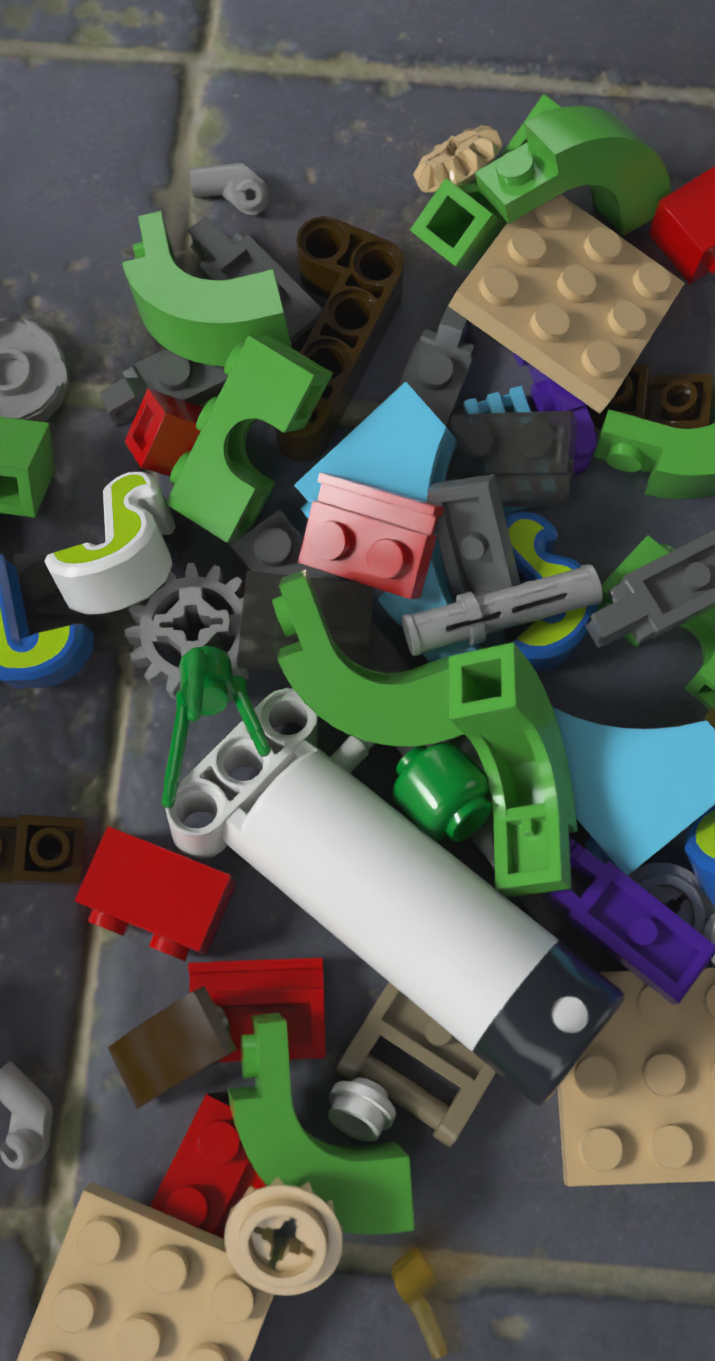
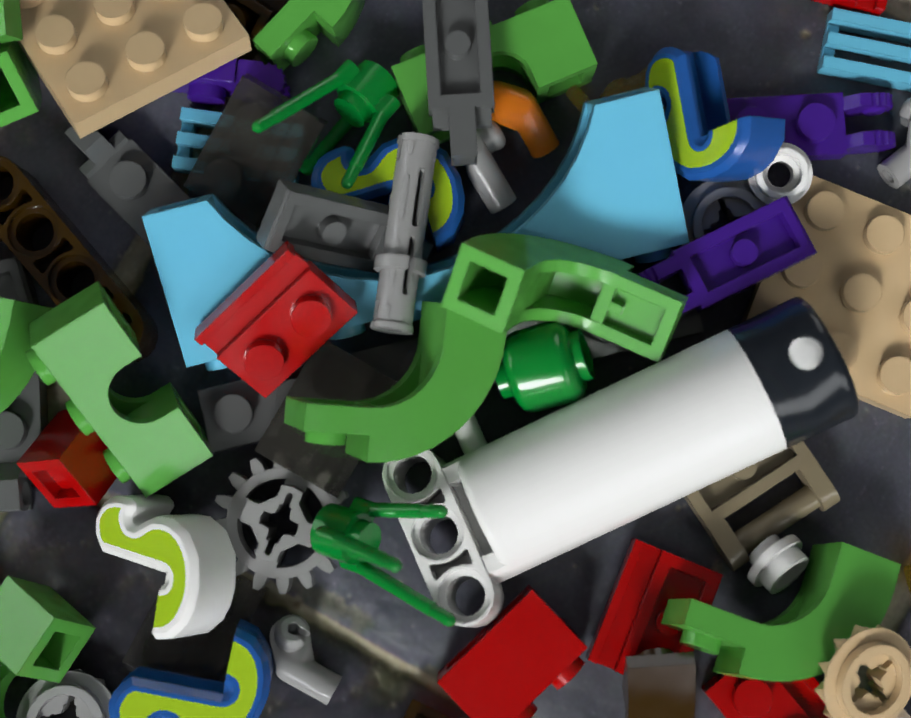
camera: 65 degrees left, 10 degrees up
(76, 701) = (295, 659): none -> light grey arm
(600, 662) = (486, 175): none -> light grey arm
(605, 529) = (364, 96): none -> green plant
(668, 671) = (520, 111): none -> orange arm

